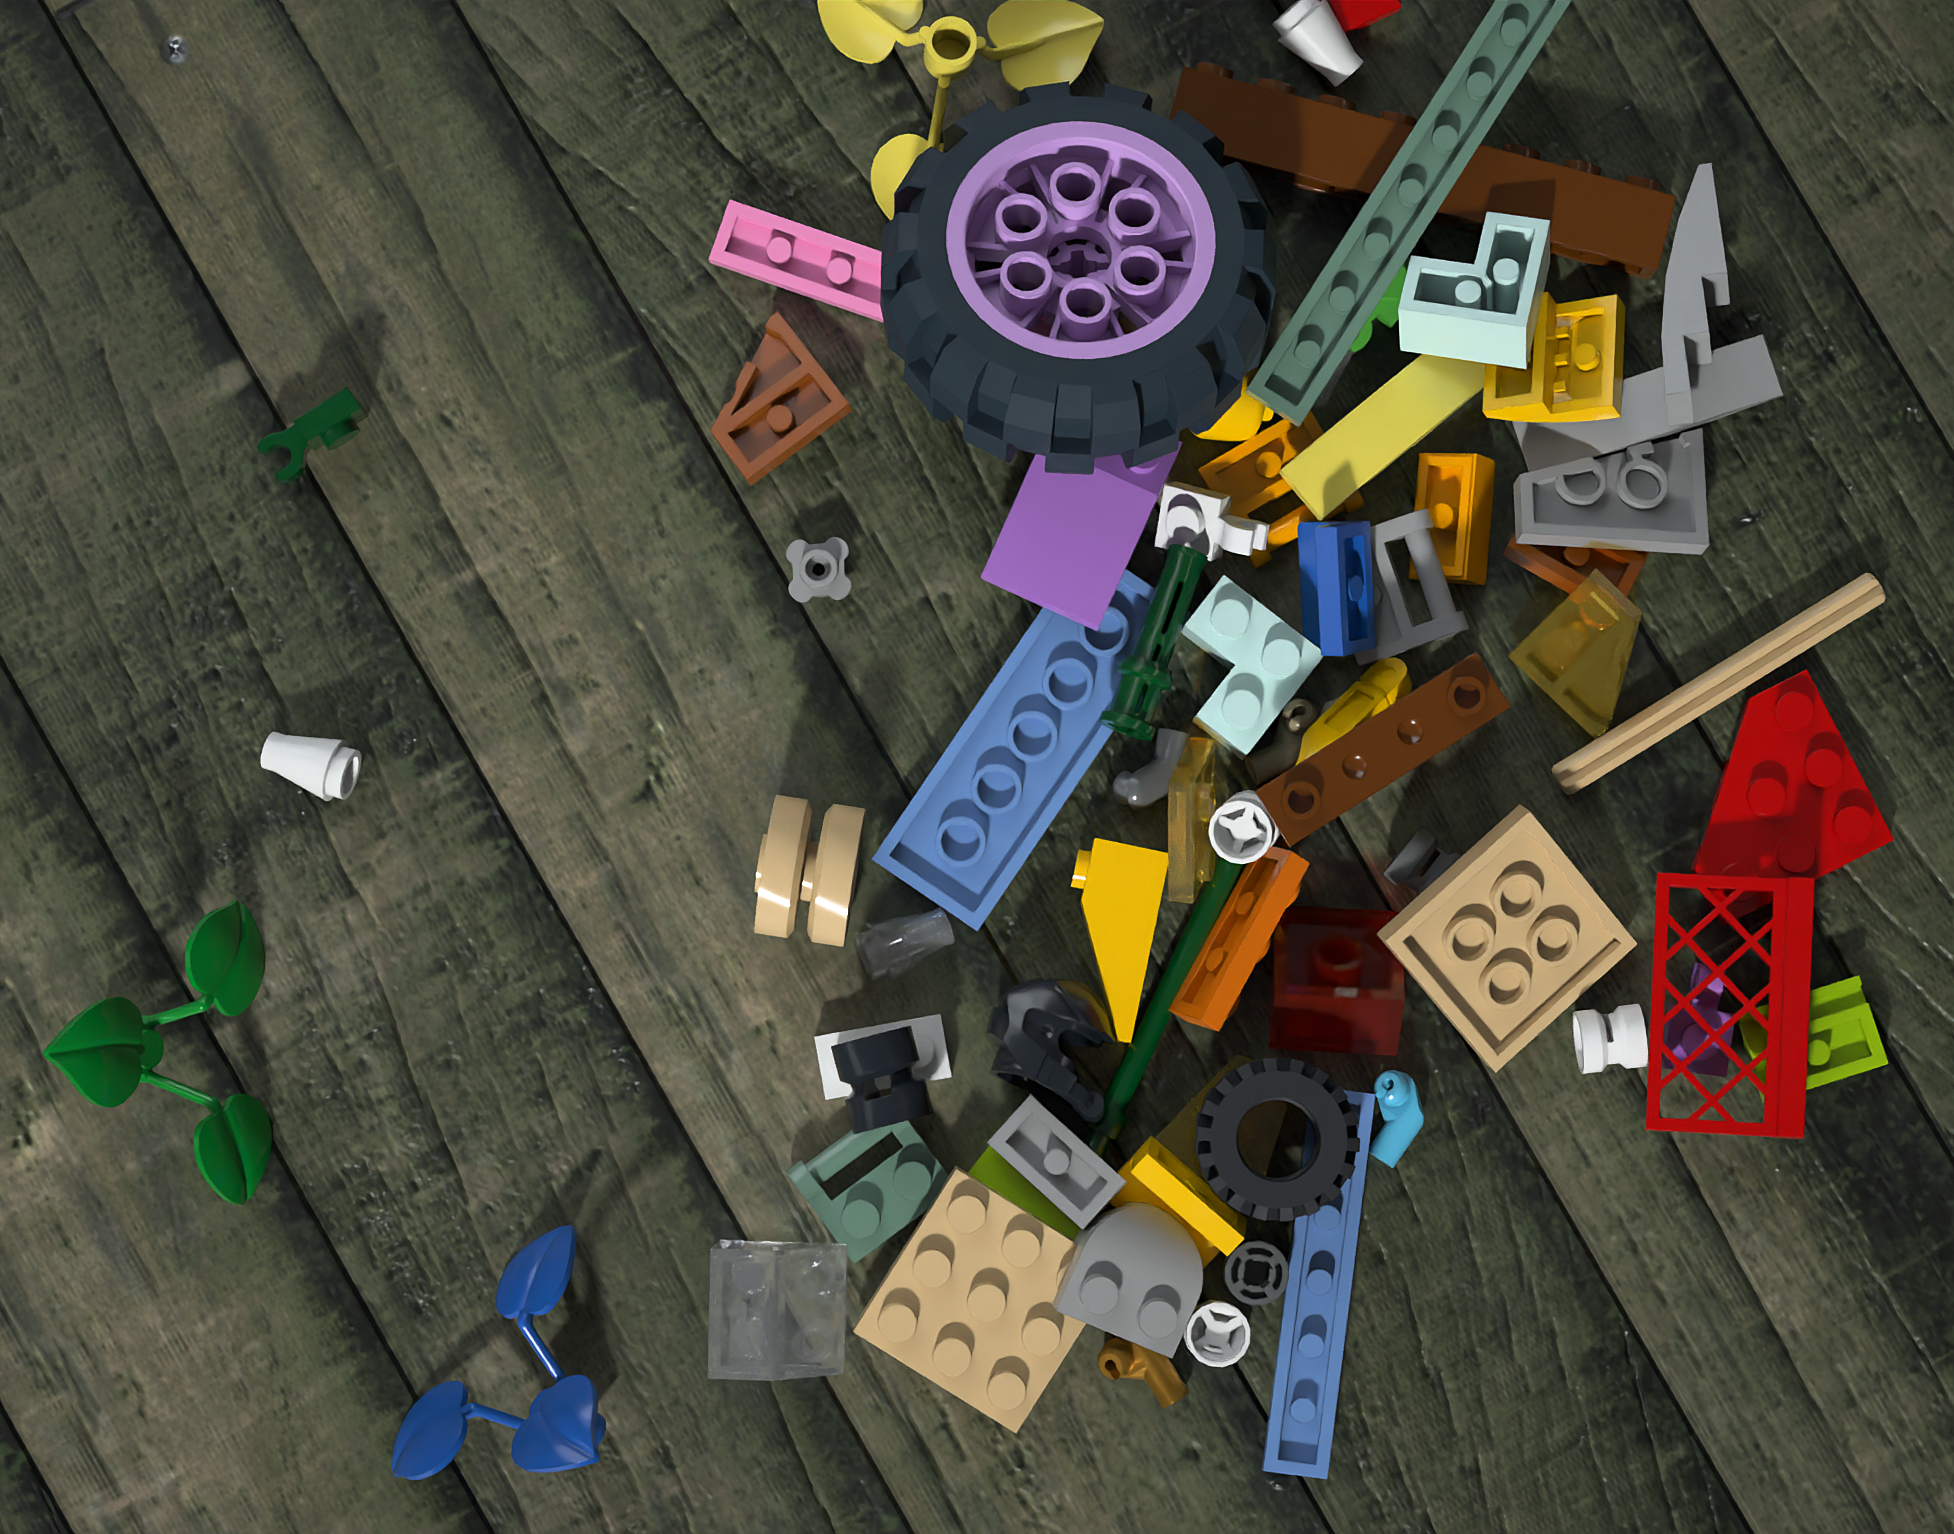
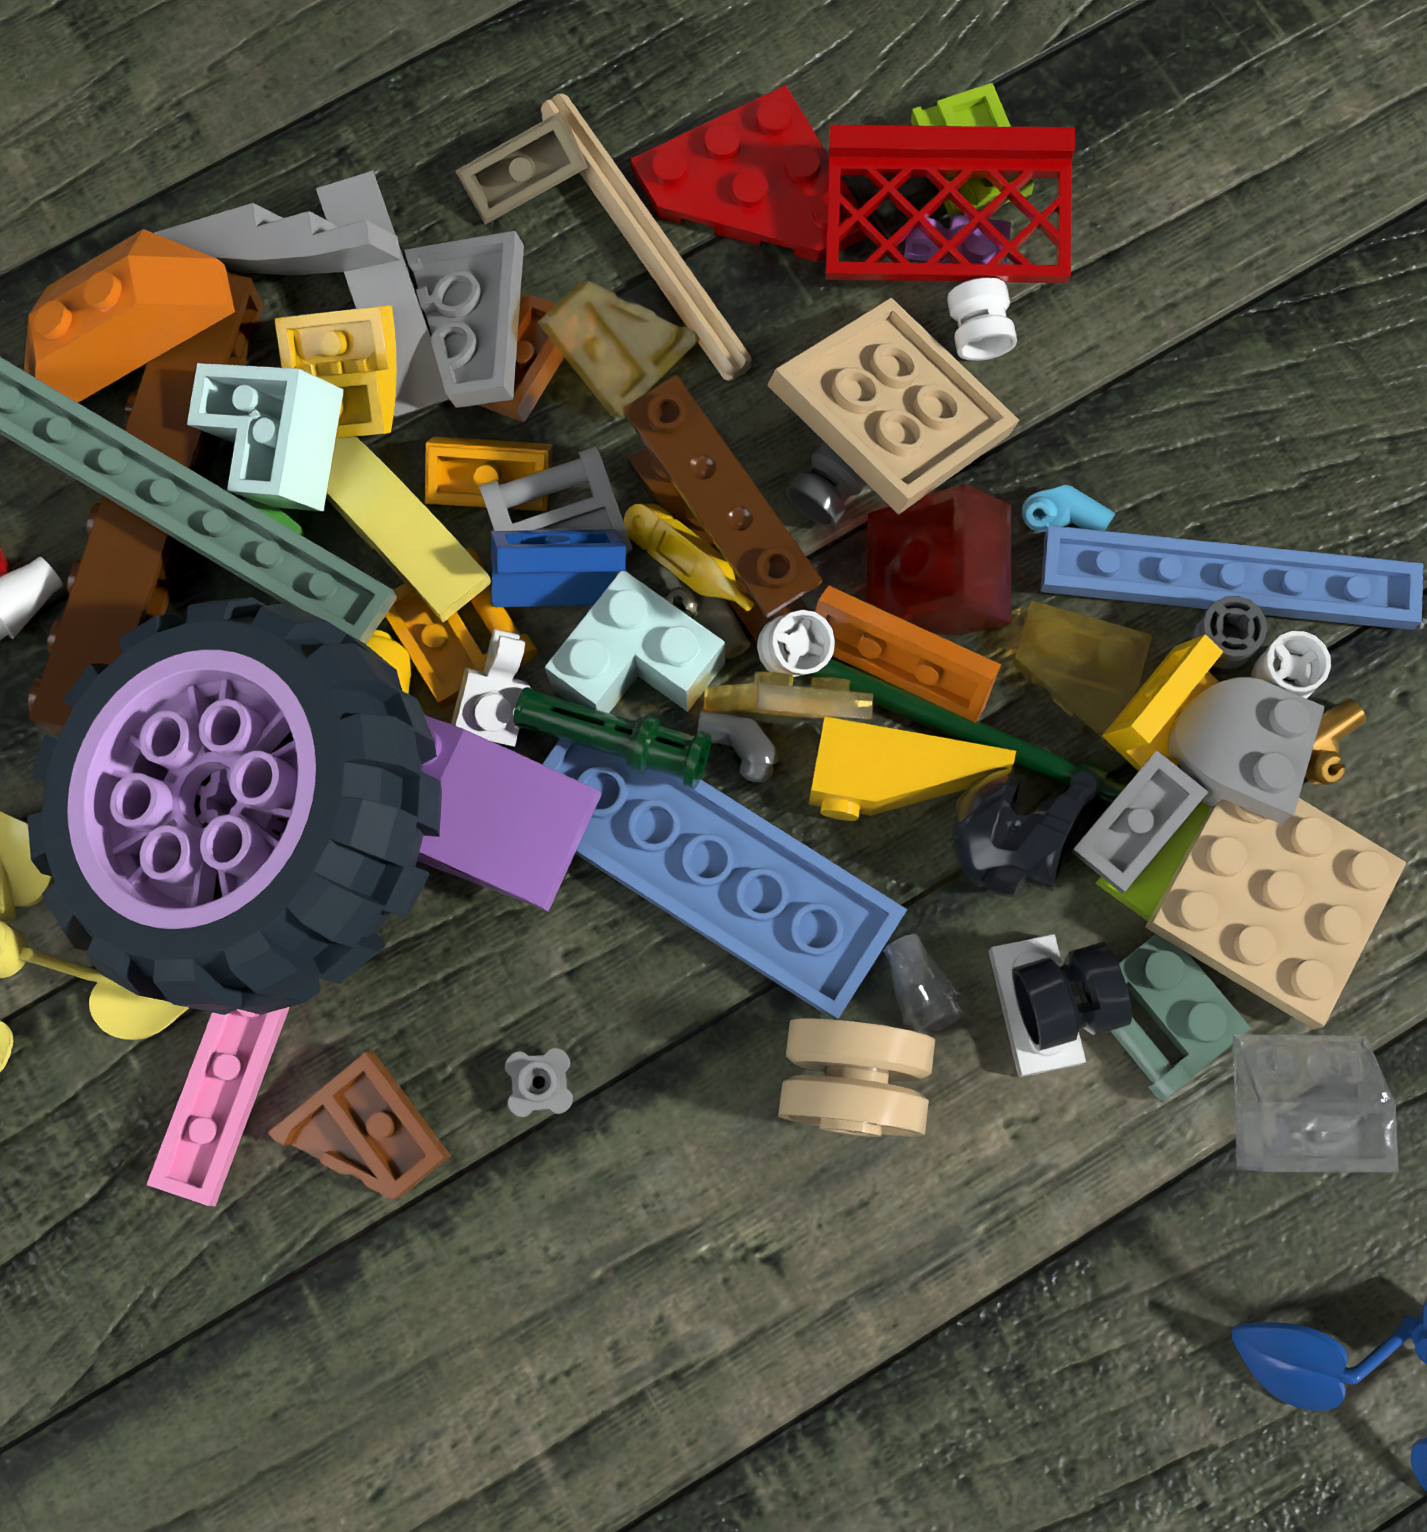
camera: 85 degrees left, 10 degrees down
(1333, 1144) = (1134, 565): black tyre -> none
(1616, 137) = (123, 312): none -> orange wedge
(1798, 552) = (522, 167): none -> dark tan slope

